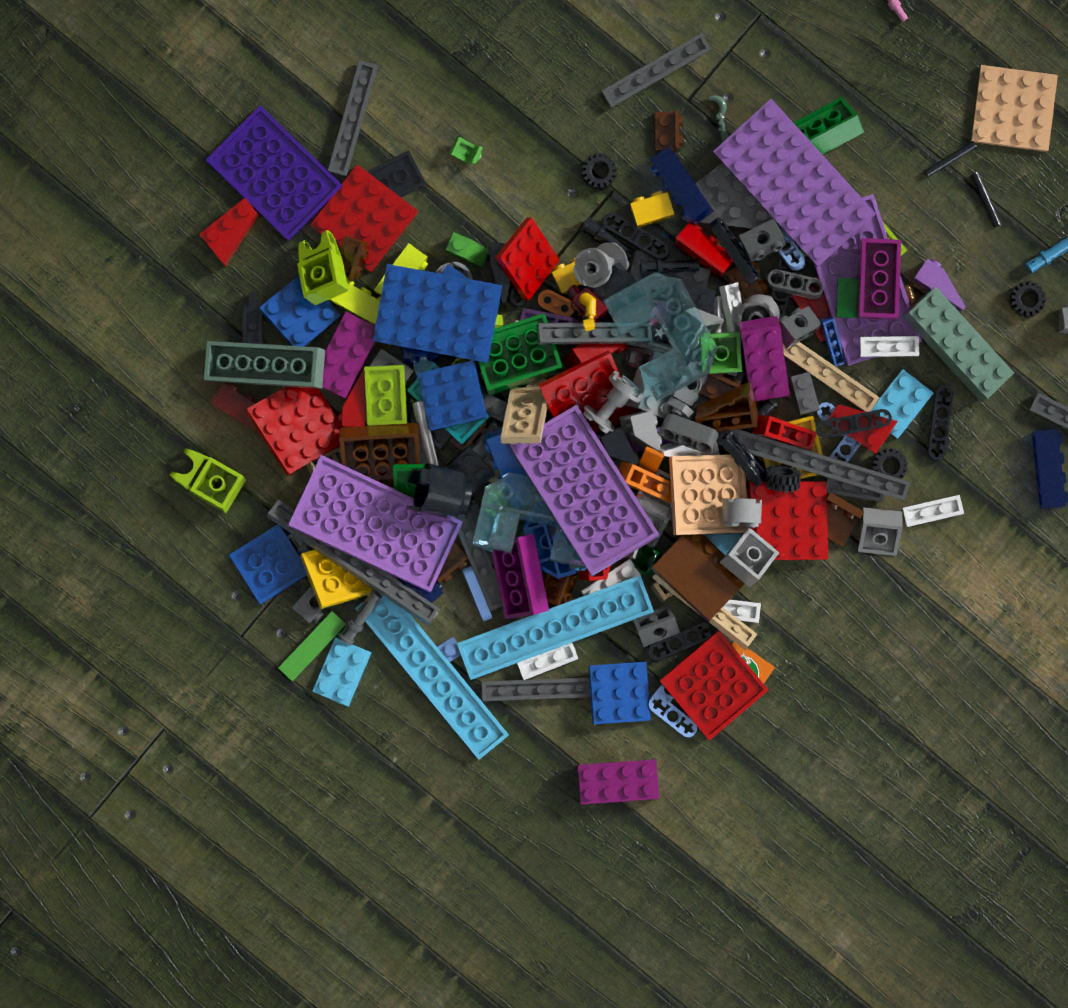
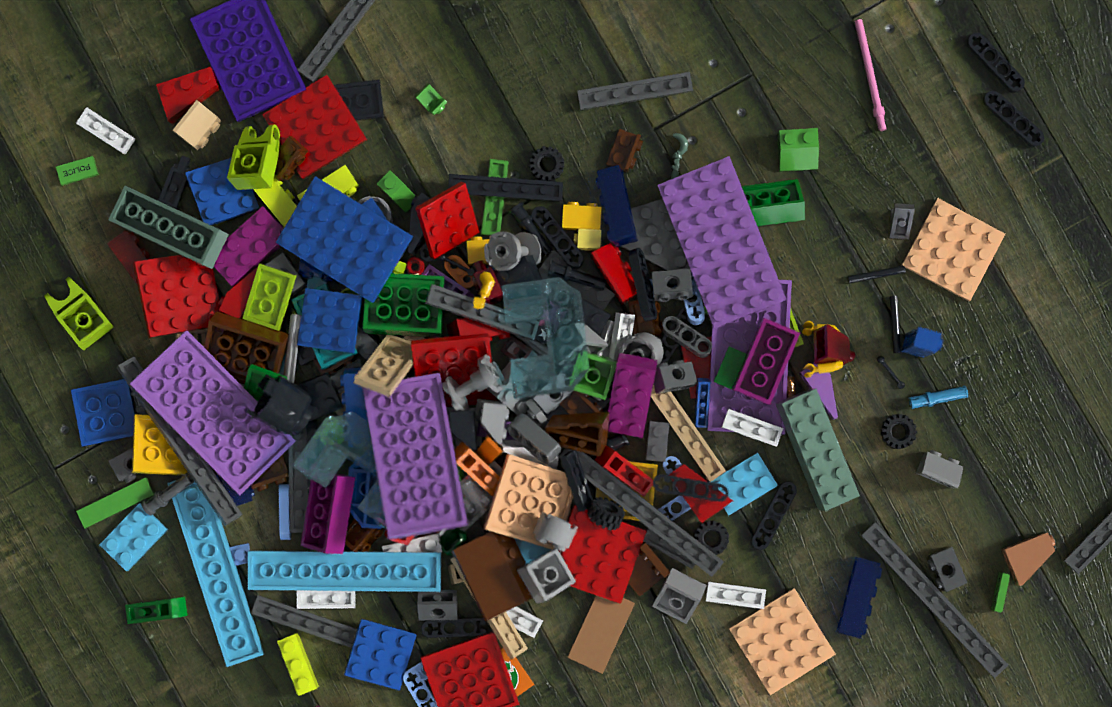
camera: 25 degrees right, 0 degrees up
(153, 345) = (77, 170): none -> bright green tile
(166, 297) = (105, 130): none -> white plate
(253, 259) = (197, 125): none -> tan slope
(390, 732) = (156, 610): none -> green slope
(508, 309) = (415, 260): none -> red plate
(545, 731) = (298, 664): none -> neon yellow brick
(561, 221) = (494, 205): none -> bright green tile
(566, 300) = (470, 271): none -> black hinge
(573, 206) = (509, 187): none -> black plate
(666, 227) = (588, 239): none -> light yellow brick
(819, 594) = (600, 632): none -> medium nougat tile
(832, 68) = (798, 149): none -> bright green slope
(933, 244) = (830, 348): none -> dark red torso
(955, 99) = (901, 221): none -> flat silver slope
(992, 538) = (782, 641): none -> light nougat plate
(1012, 255) = (900, 384): none -> black hinge
(1018, 206) = (922, 342): none -> blue brick

